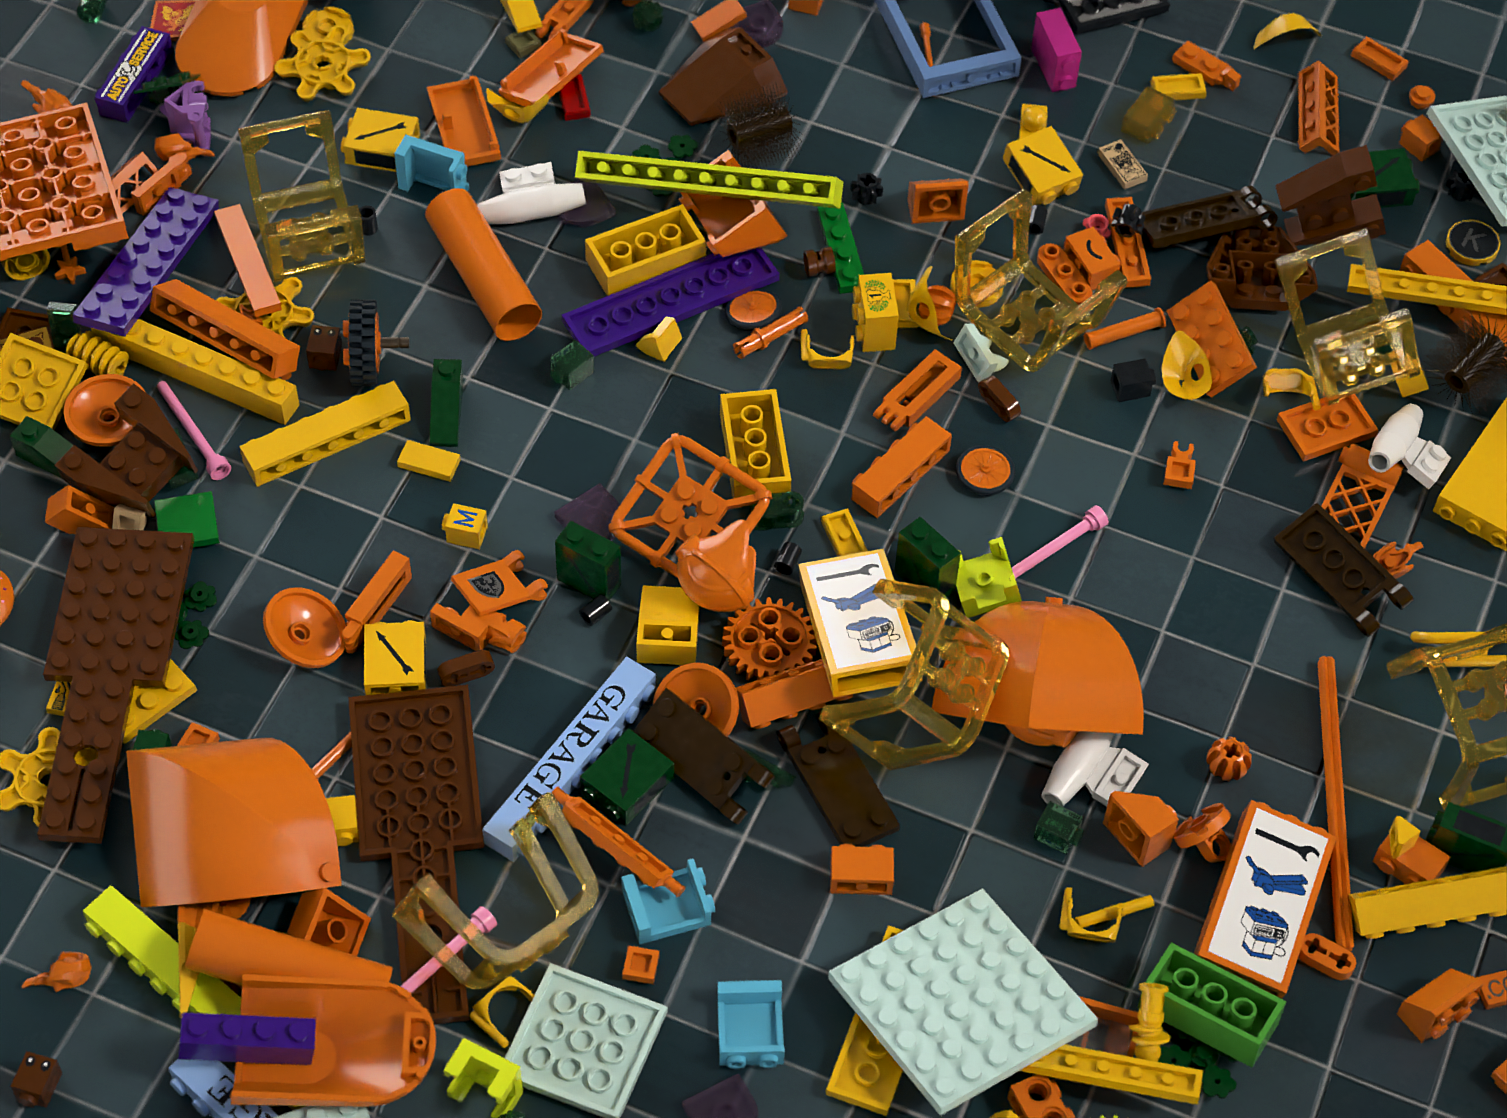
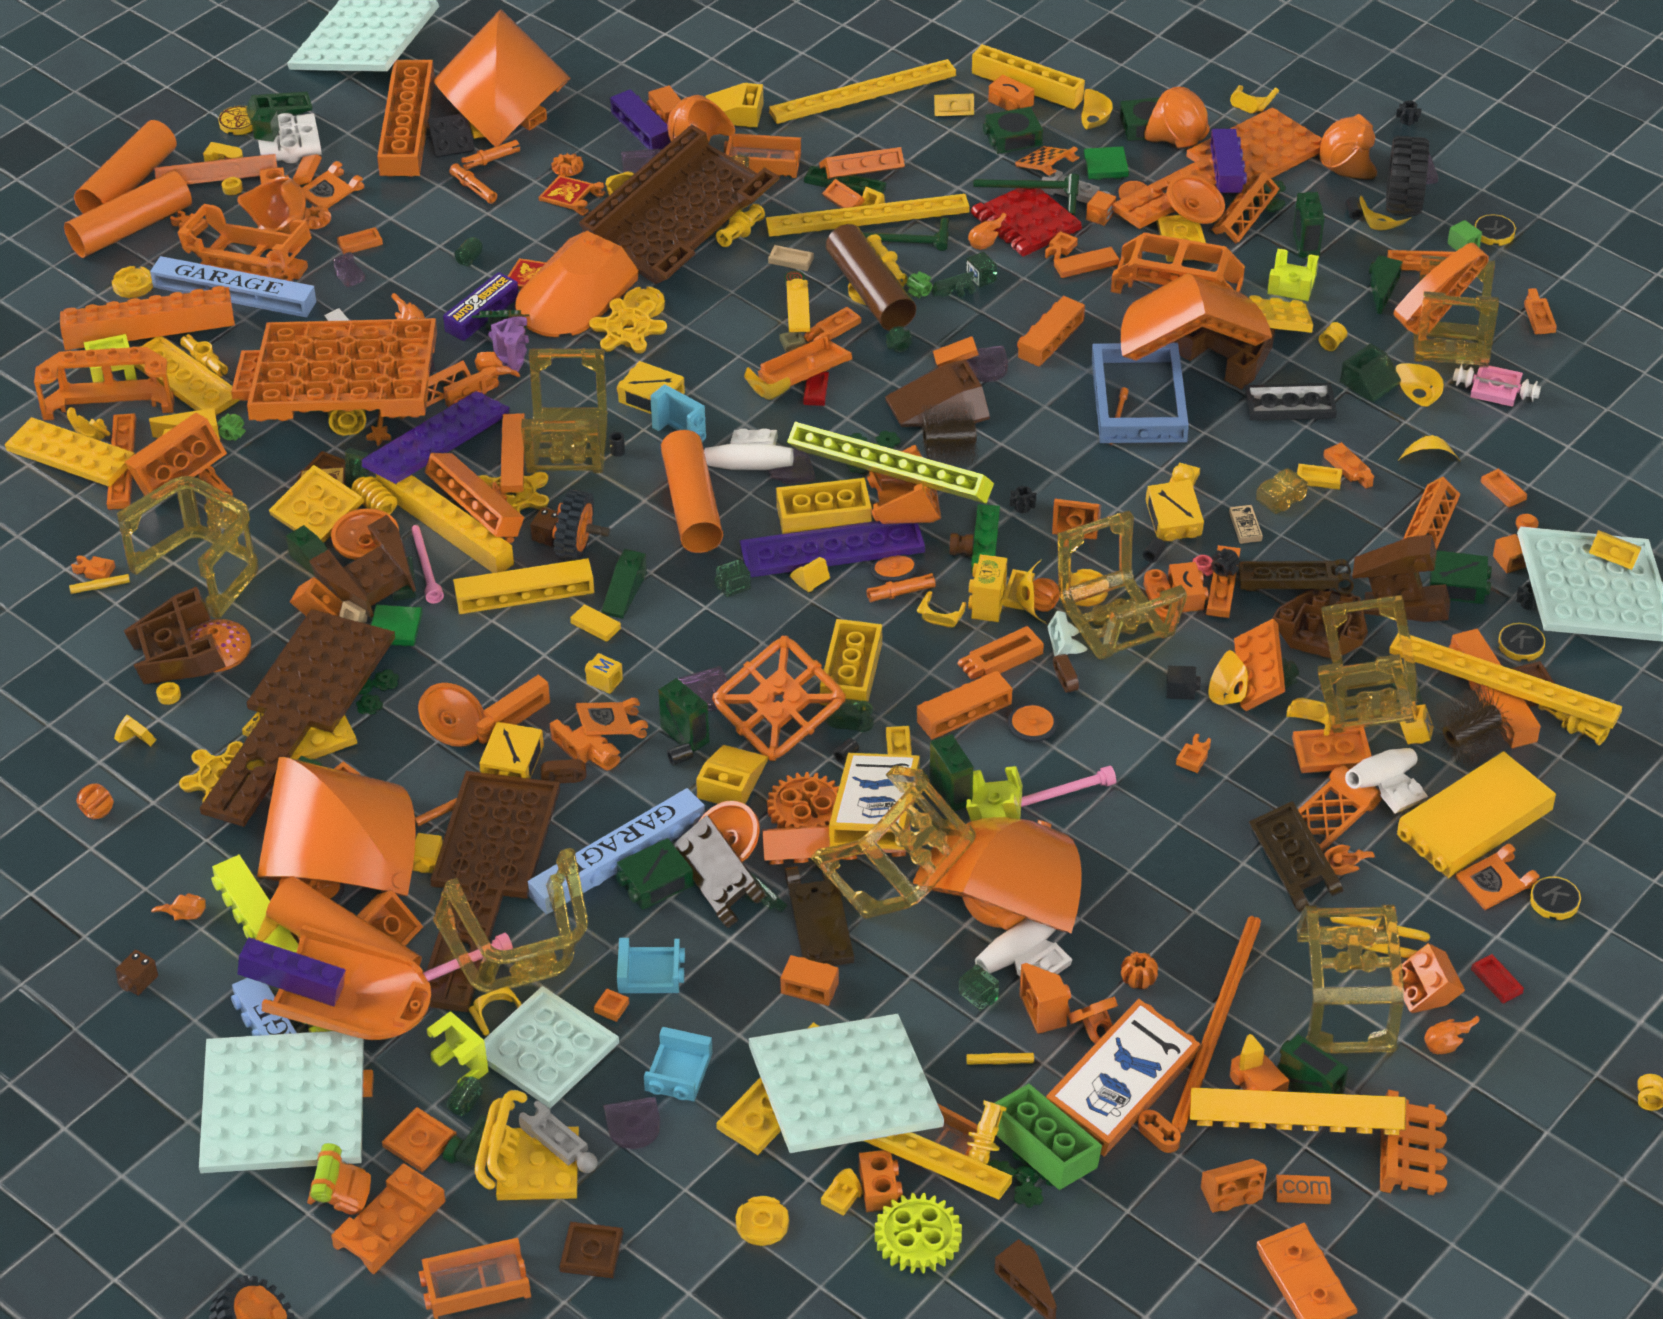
camera: 20 degrees right, 10 degrees down
(465, 120) = (721, 388): orange container -> none
(617, 843) = (625, 914): orange plate -> none
(719, 569) = (776, 739): orange piece -> none
(1056, 49) = (1222, 426): dark pink brick -> none
(1074, 930) = (981, 1071): yellow helmet -> none
(1125, 329) = (1193, 644): orange pin -> none

